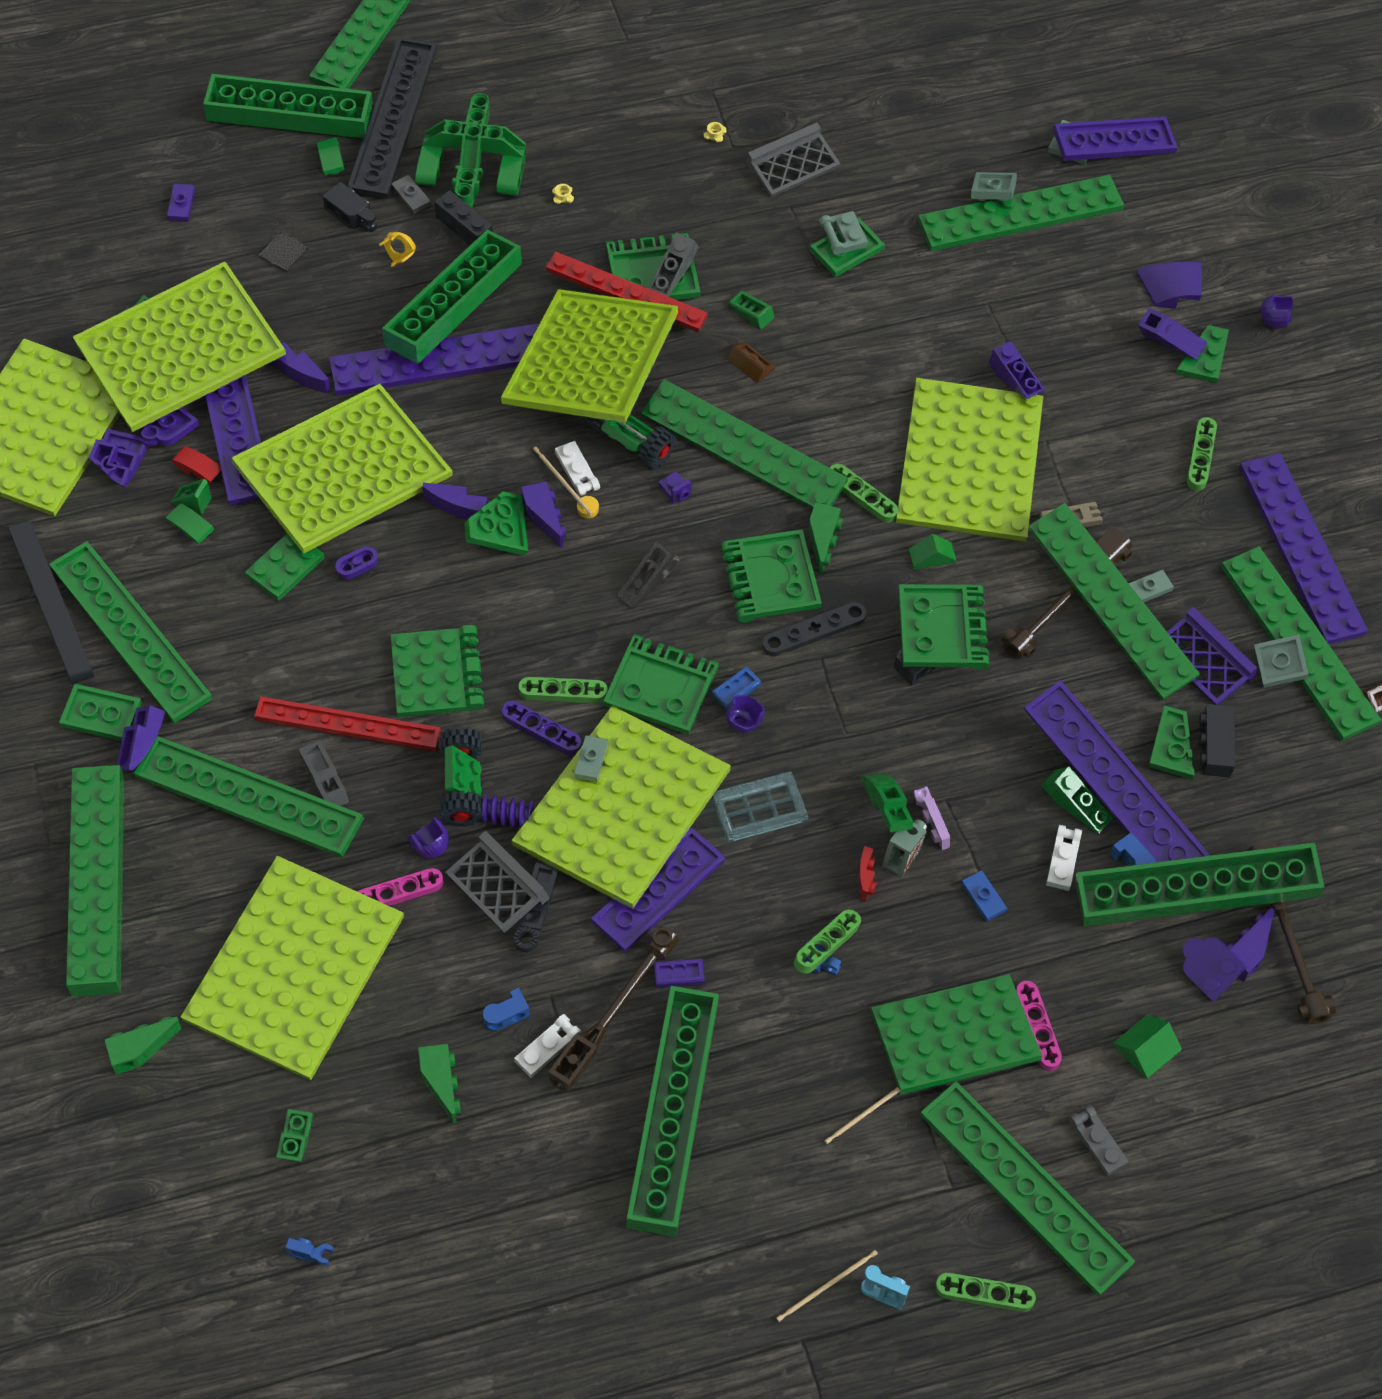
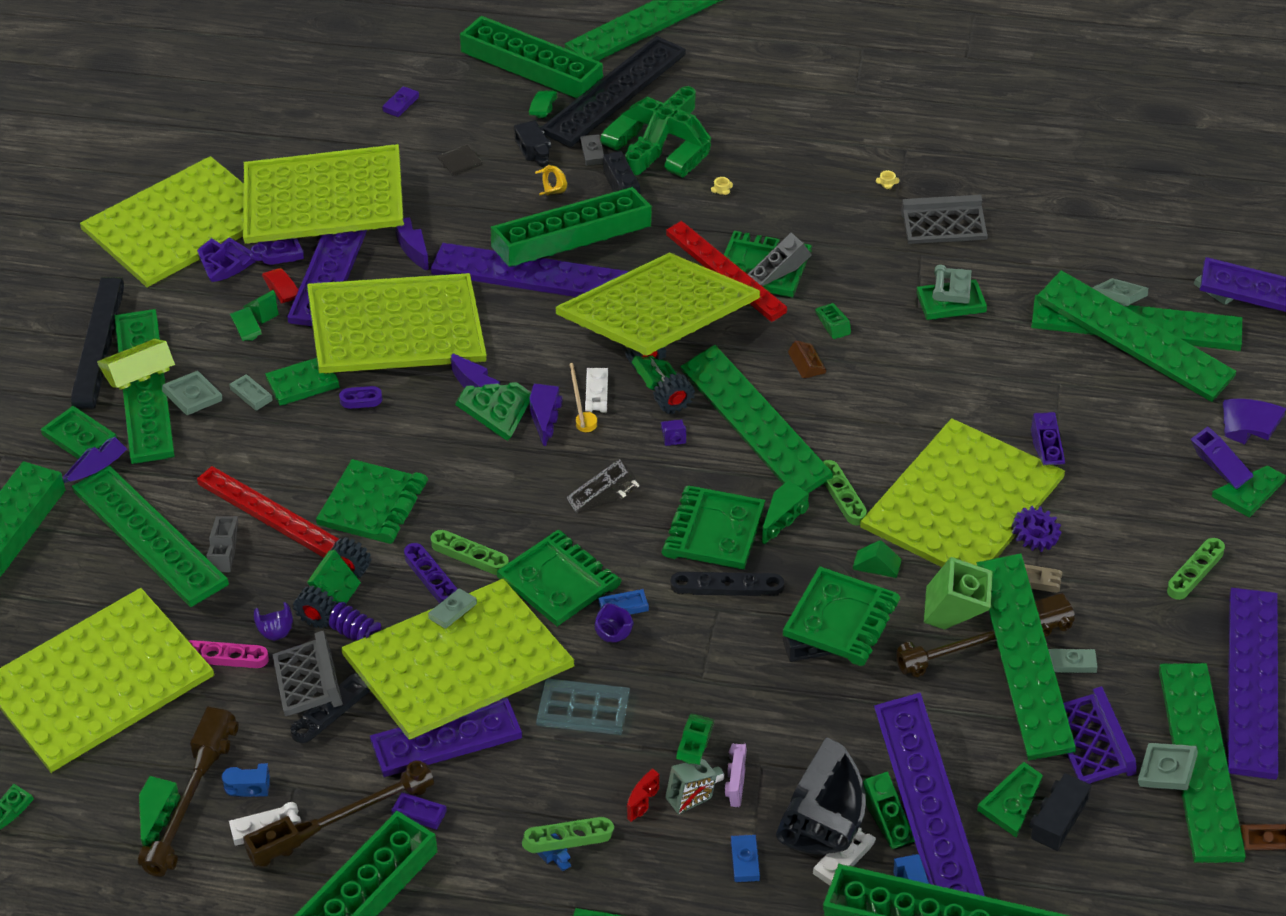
camera: 30 degrees right, 15 degrees down
(114, 612) = (137, 363): none -> lime slope
(187, 622) = (192, 392): none -> sand green plate
(244, 598) = (251, 392): none -> sand green plate
(449, 992) = (206, 746): none -> dark brown bar
(1028, 816) = (825, 804): none -> black panel
(1029, 564) = (957, 594): none -> bright green slope
(1031, 229) = (1136, 336): none -> green plate
(1053, 467) = (1036, 528): none -> dark purple gear

